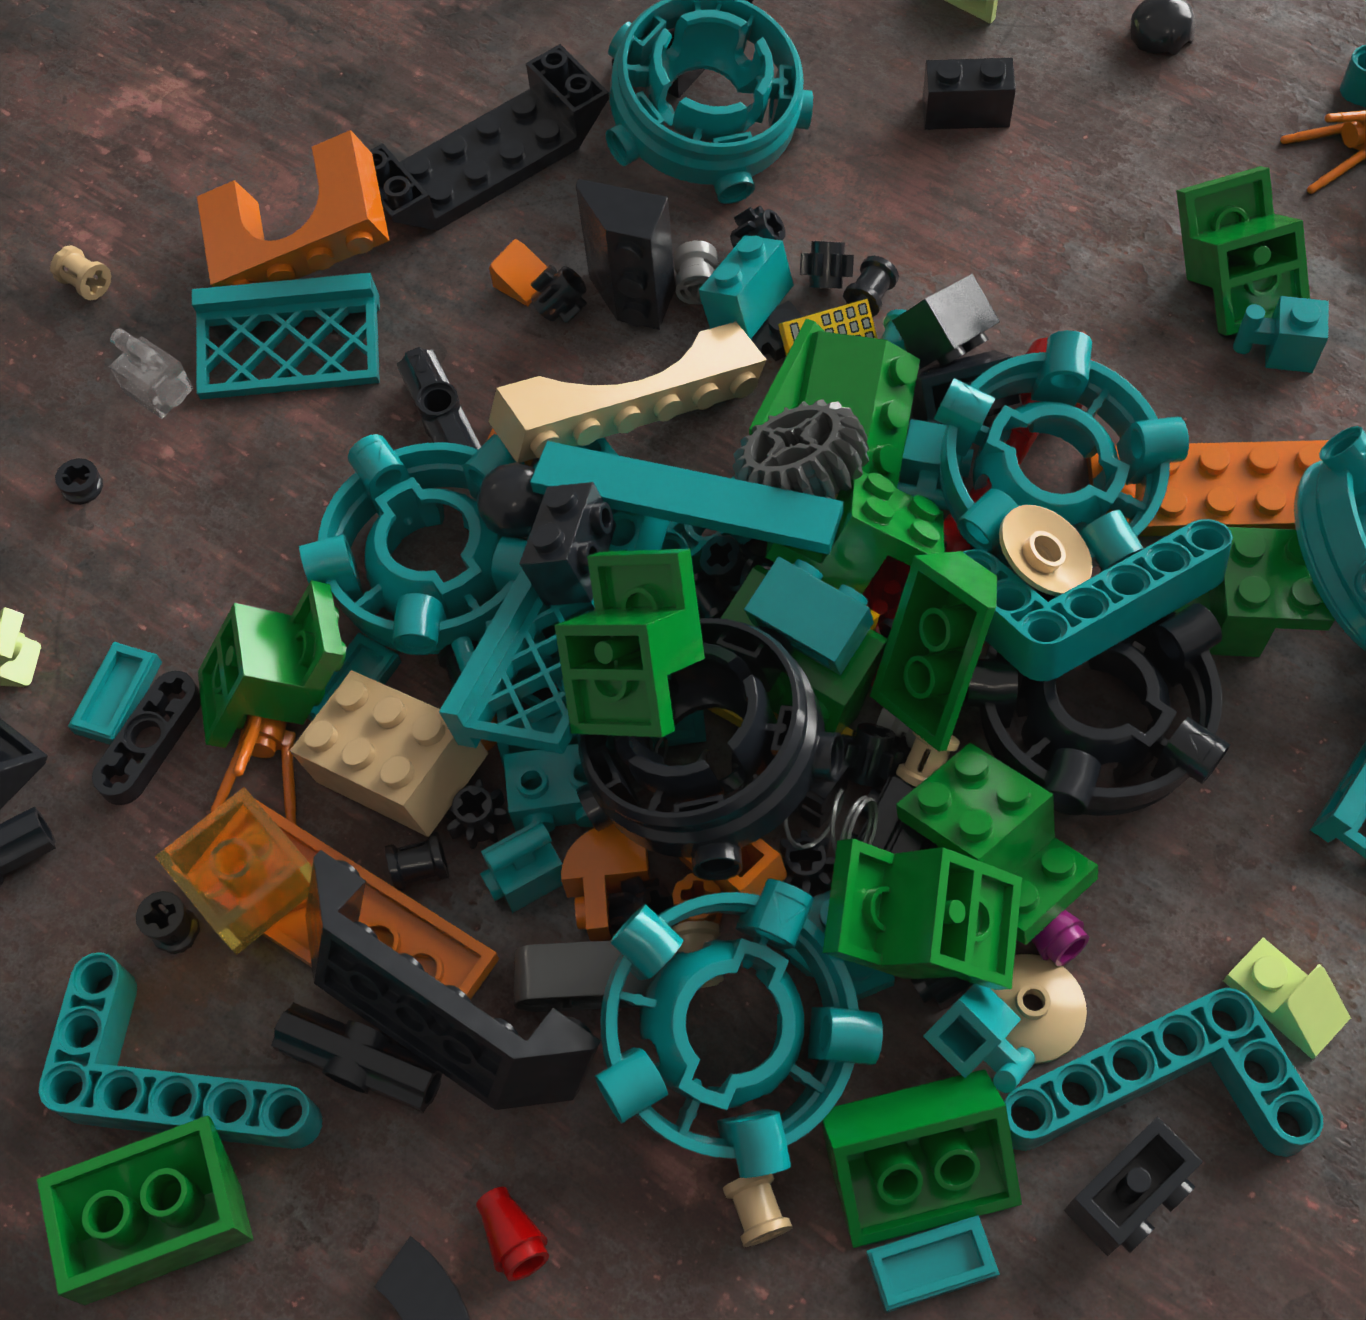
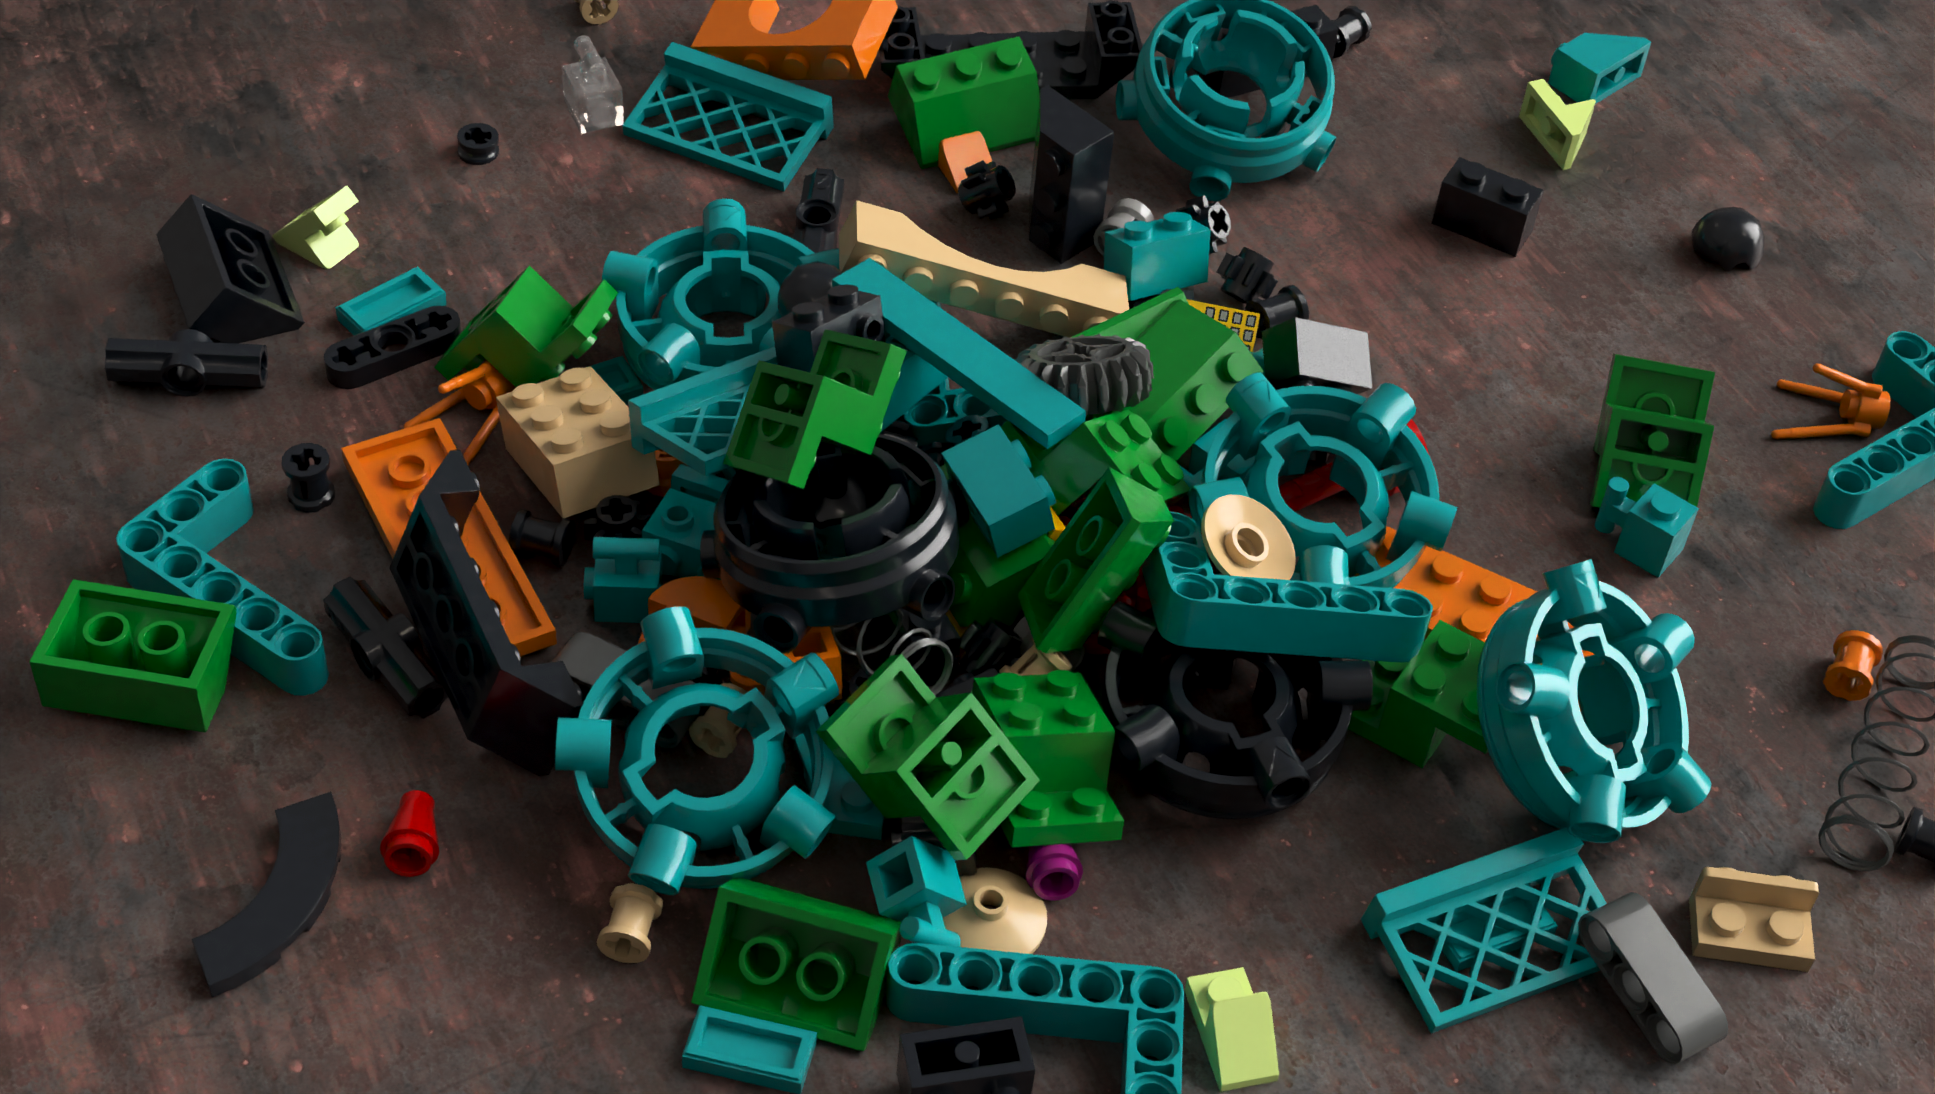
camera: 20 degrees right, 15 degrees down
(238, 870) = (385, 451): clear yellow brick -> none
(483, 210) = (965, 92): none -> green slope

